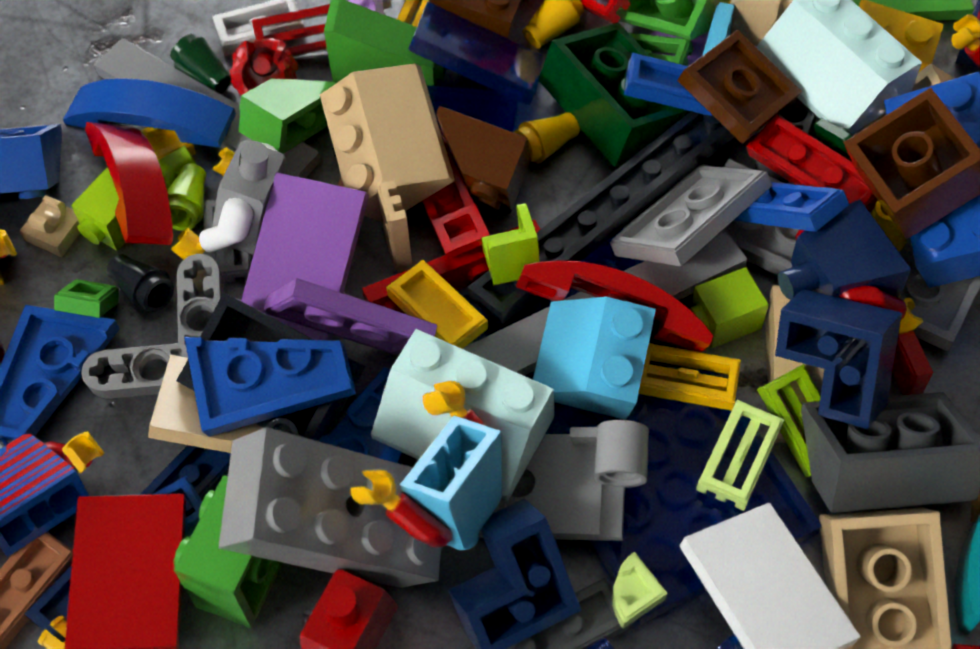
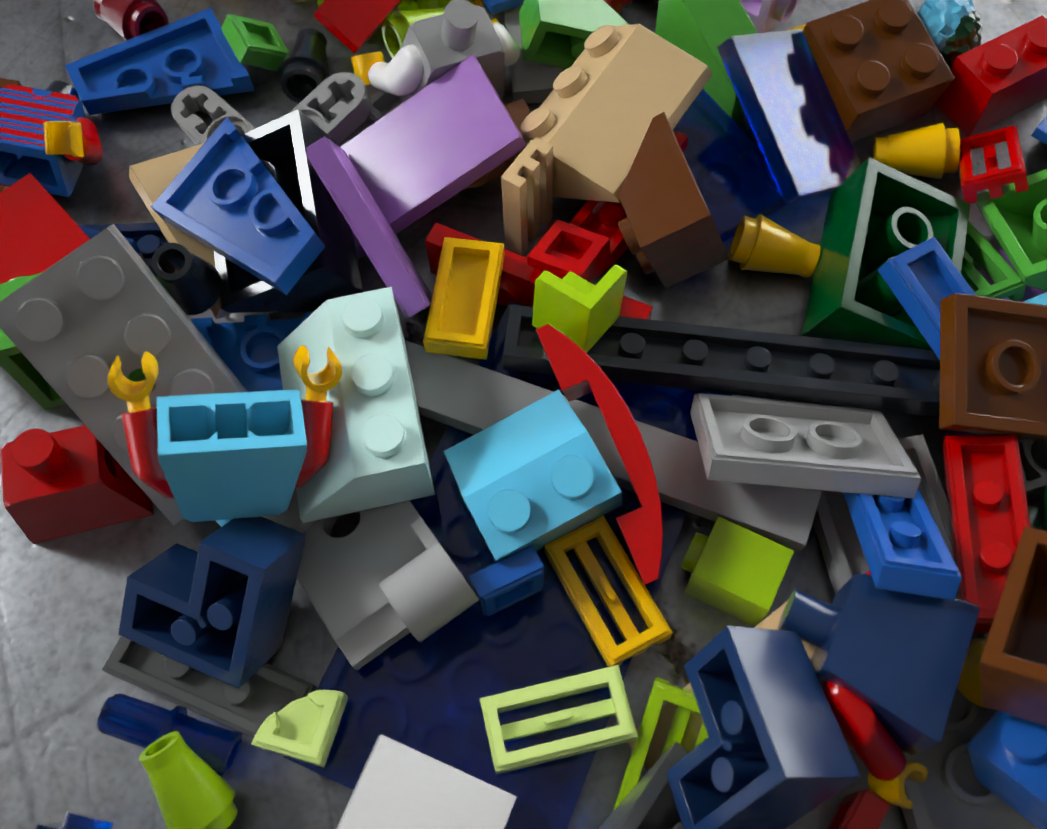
camera: 50 degrees right, 5 degrees up
(646, 405) = (508, 581): none -> blue tile

